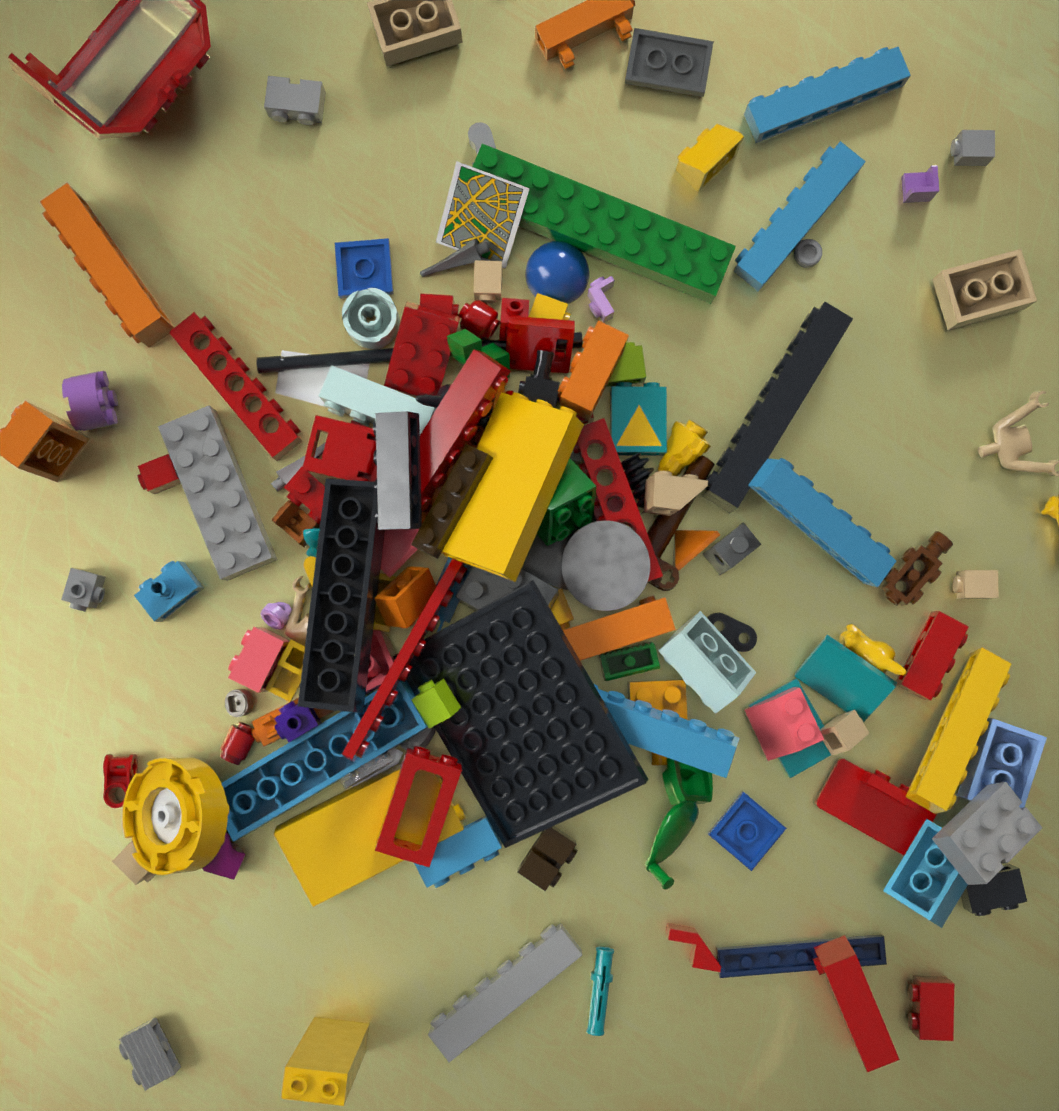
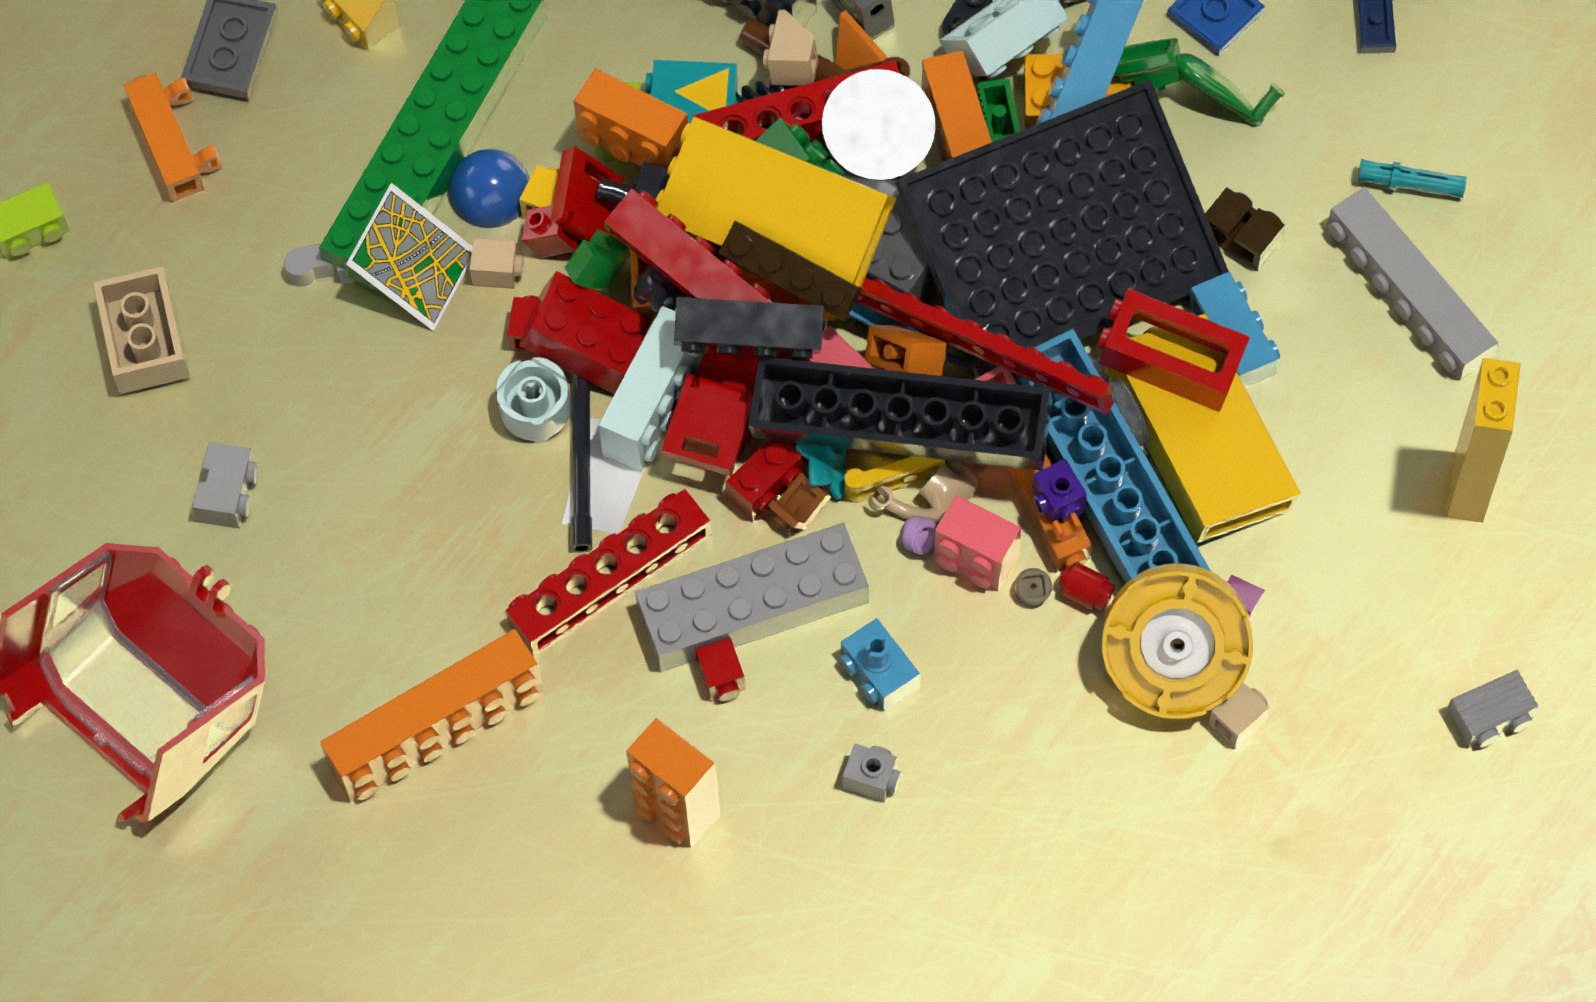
camera: 85 degrees left, 20 degrees down
(90, 401) = (605, 742): medium lavender brick -> none
(117, 777) = (1128, 733): red piece -> none
(288, 672) = (990, 496): yellow brick -> none
(289, 471) = (730, 511): light grey piece -> none
(363, 266) = (462, 412): blue plate -> none
(435, 702) = (1042, 323): lime brick -> none
(463, 256) = (458, 287): dark grey piece -> none
(479, 319) = (541, 268): red head -> none
(599, 304) = (532, 137): lavender bracket -> none
(684, 447) = (732, 43): yellow rock -> none
(700, 954) = (1358, 65): red slope -> none

